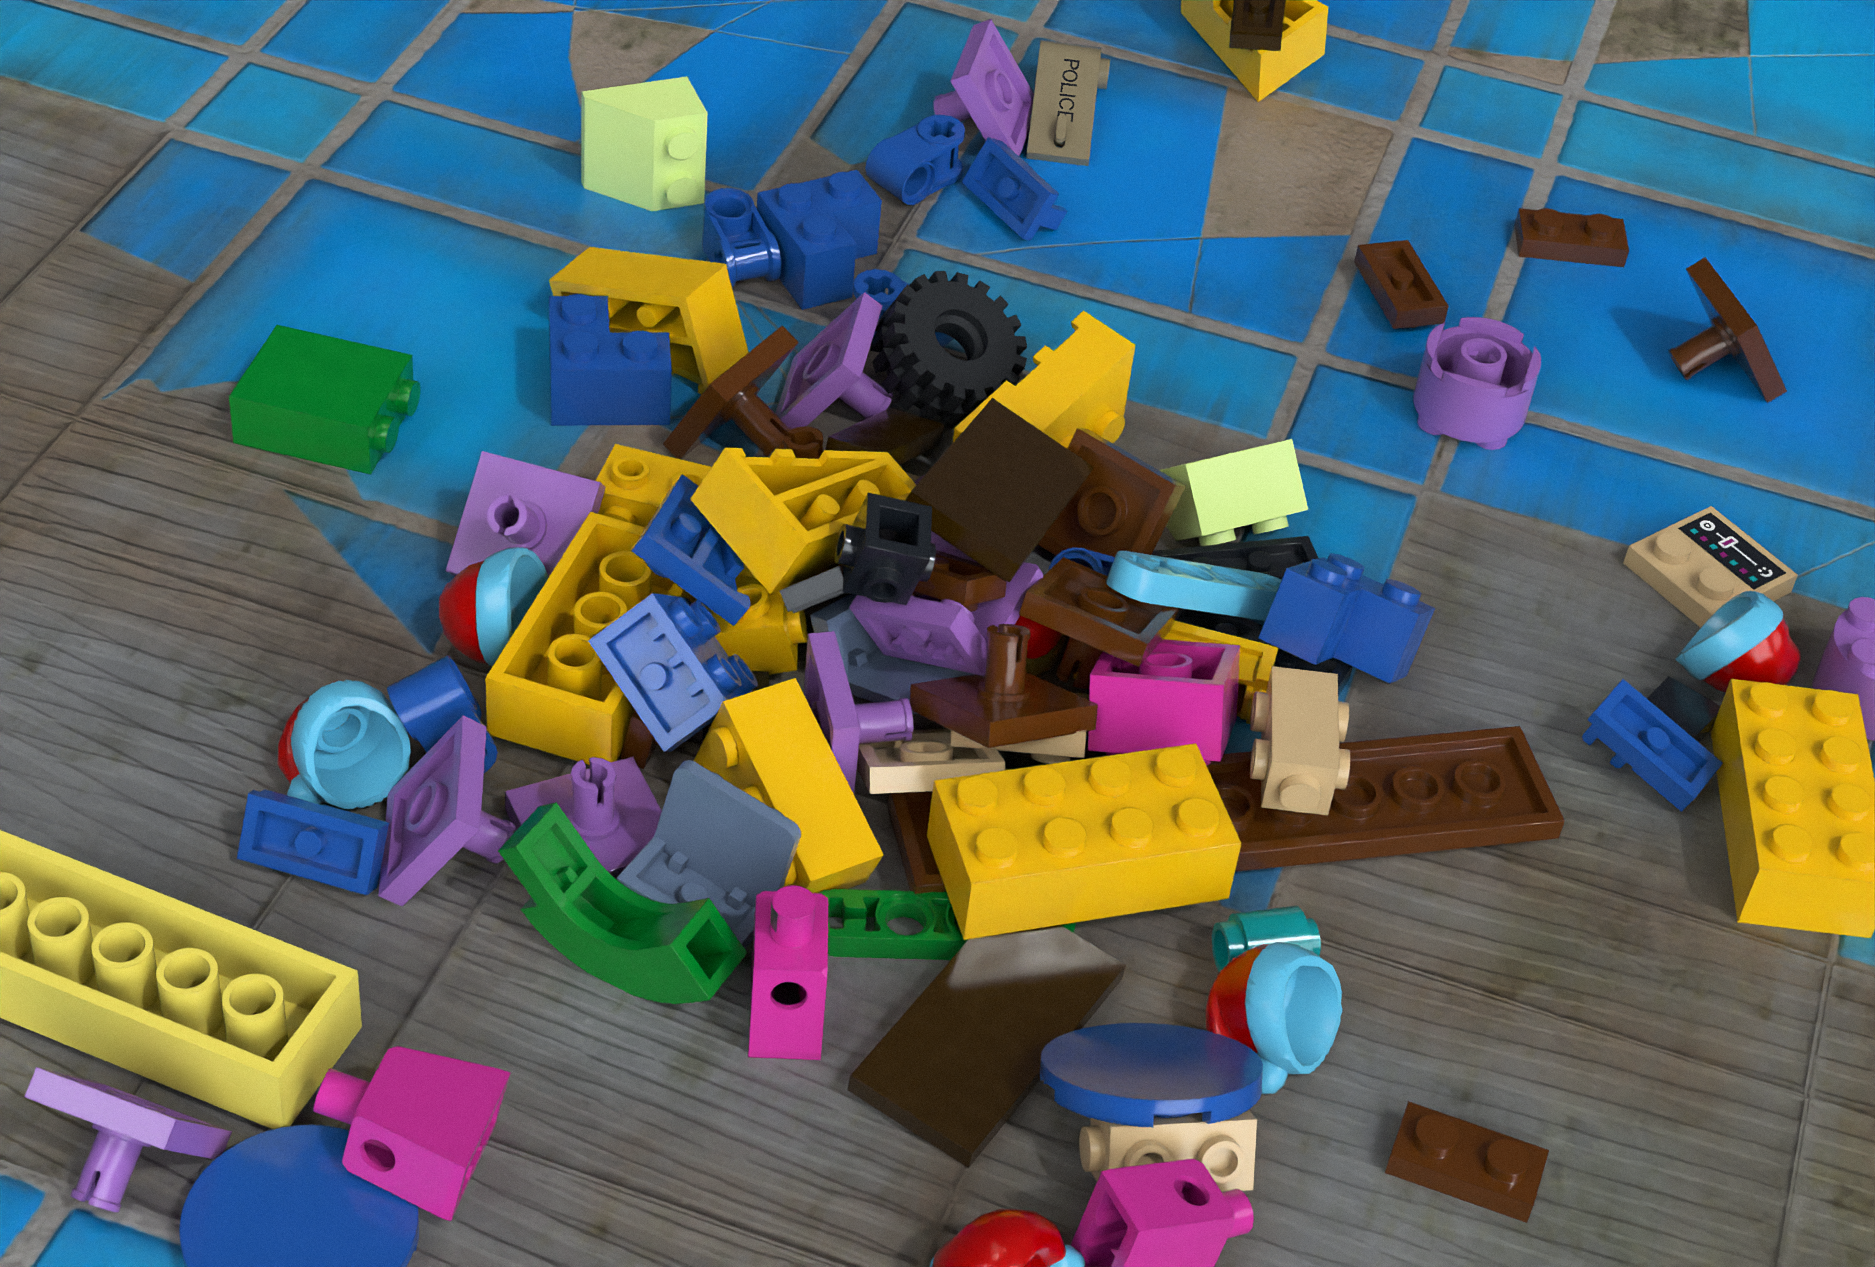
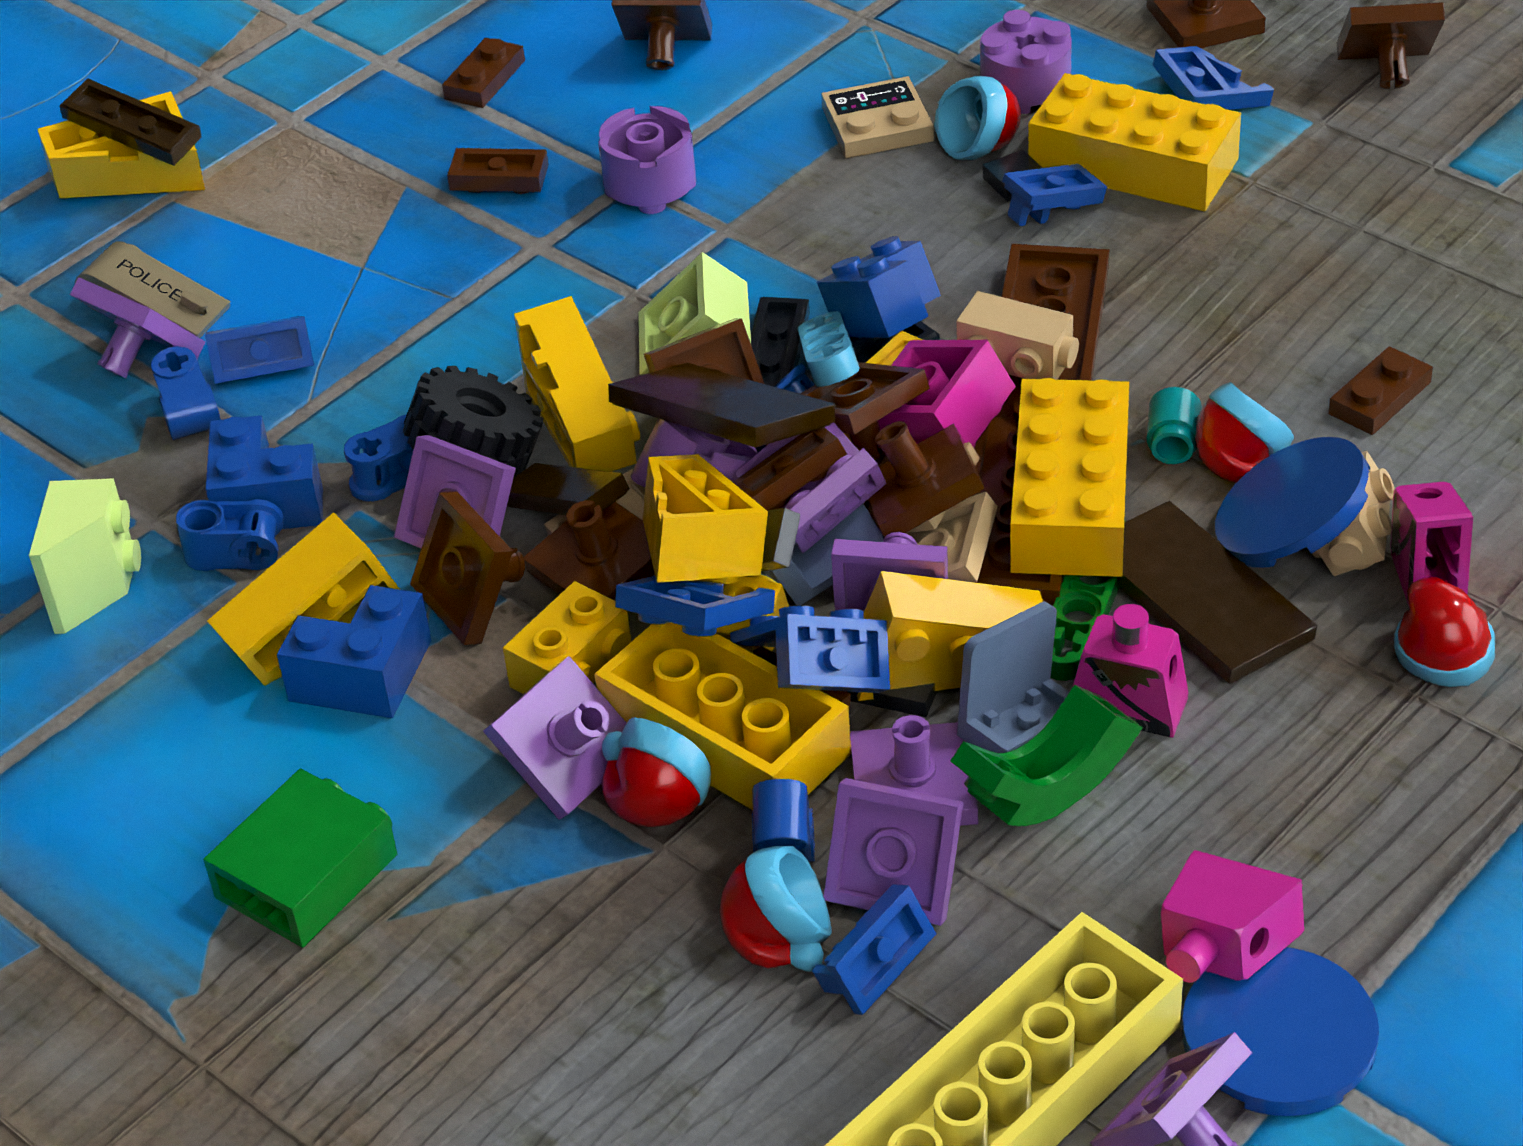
camera: 60 degrees left, 0 degrees up
(886, 549) = (797, 466): black brick -> none

